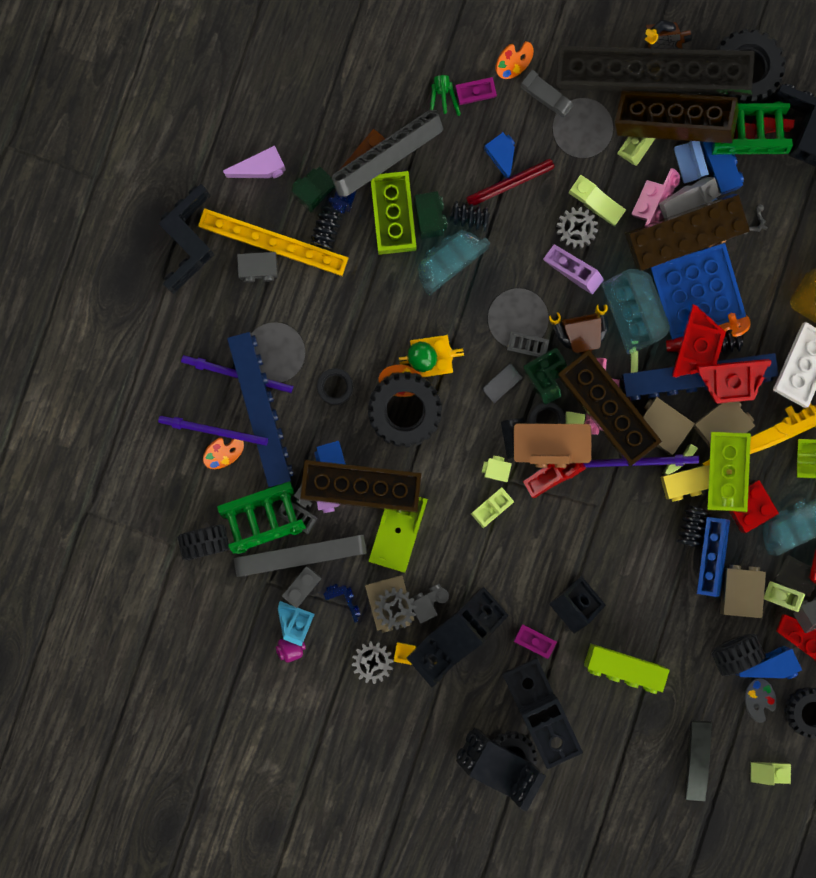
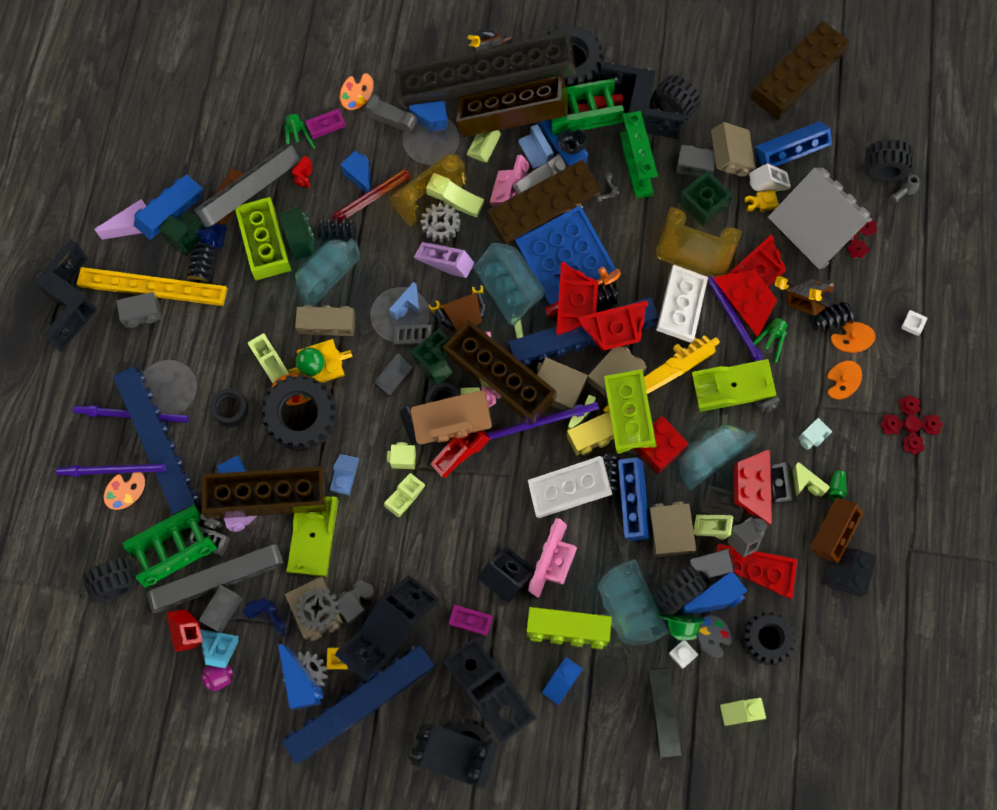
camera: 10 degrees left, 15 degrees down
(265, 599) = (184, 630): none -> red slope
(301, 161) = (171, 202): none -> blue brick
(371, 679) = (300, 685): none -> blue slope
(380, 342) = (267, 357): none -> yellowish green slope
(417, 700) = (358, 705): none -> dark blue brick
(437, 475) = (344, 474): none -> medium blue slope
(443, 313) = (325, 320): none -> dark tan brick
(446, 141) = (302, 171): none -> red bracket
(532, 307) = (407, 299): none -> medium blue slope
(546, 192) = (404, 198): none -> clear yellow windscreen
(588, 104) = (431, 115): none -> blue slope
(610, 714) = (562, 680): none -> blue slope
(625, 600) = (554, 560): none -> bright pink bracket
(654, 533) = (569, 487): none -> white plate
(690, 659) = (631, 605): none -> clear light blue windscreen
(727, 710) = (683, 654): none -> white plate
(731, 168) = (572, 141): none -> black hair
(733, 685) = (683, 627): none -> green piece
(775, 634) = (713, 564): none -> slope
(796, 194) = (638, 155): none -> green fence

